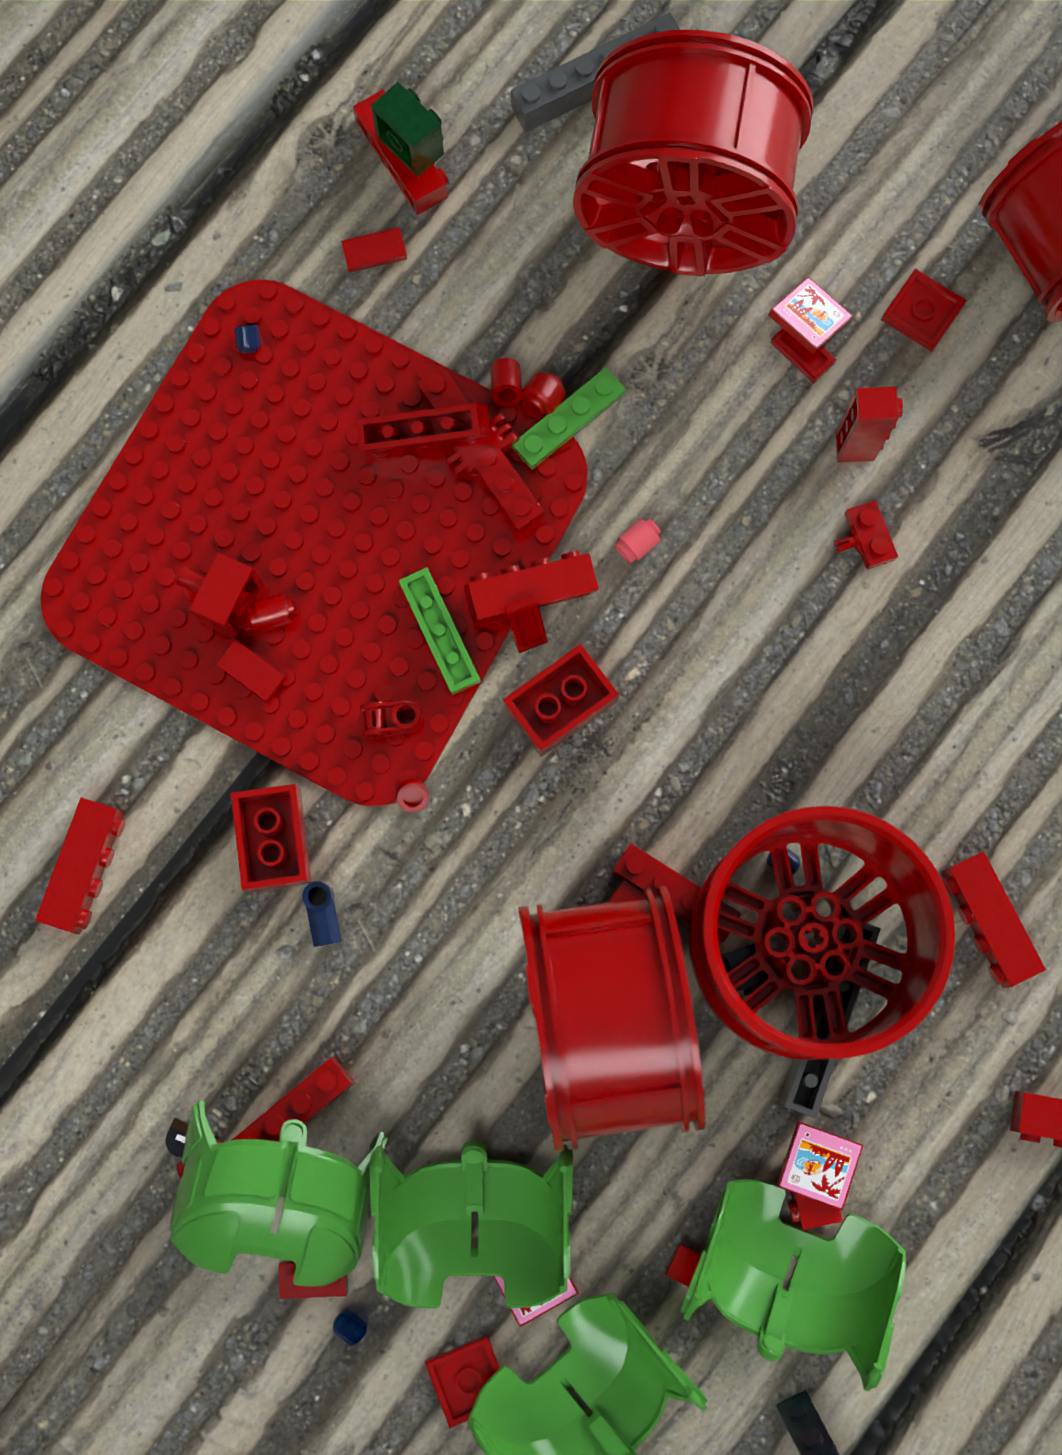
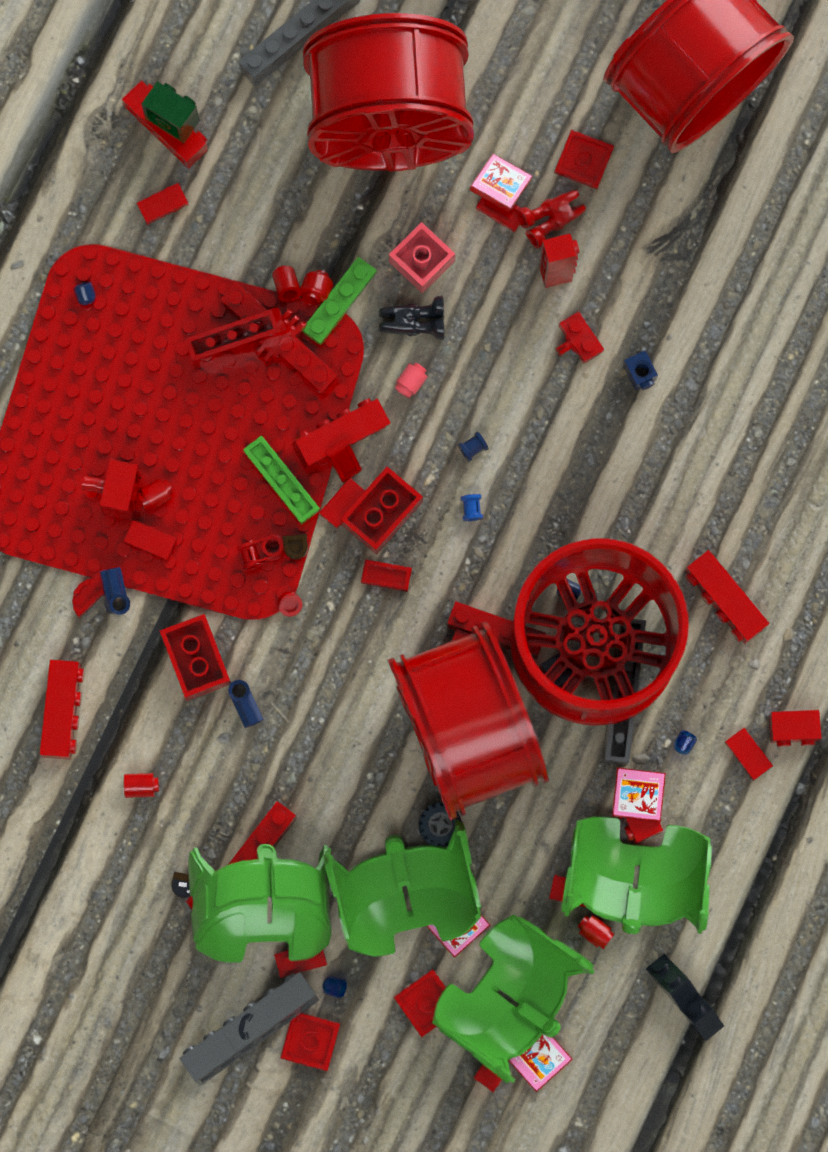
camera: 15 degrees left, 0 degrees up
(156, 722) = (87, 595): none -> red tile
(158, 991) = (140, 785): none -> red brick
(188, 722) = (114, 587): none -> dark blue piece
(219, 1361) = (249, 1028): none -> dark grey brick
(299, 1395) = (310, 1041): none -> red tile
(437, 722) = (295, 546): none -> dark brown tile
(511, 678) = (341, 502): none -> red tile
(532, 1140) = (437, 816): none -> black wheel
(547, 786) = (386, 575): none -> red tile
(651, 457) = (406, 317): none -> black piece
(679, 723) = (471, 507): none -> blue bush
(687, 386) = (422, 257): none -> coral brick
(699, 644) = (473, 446): none -> dark blue bush
(719, 1338) = (595, 931): none -> red brick
(877, 369) = (558, 212): none -> red piece
(895, 1102) = (684, 742): none -> clear blue piece
(947, 583) = (643, 361): none -> dark blue brick
(978, 1139) = (748, 754): none -> red tile

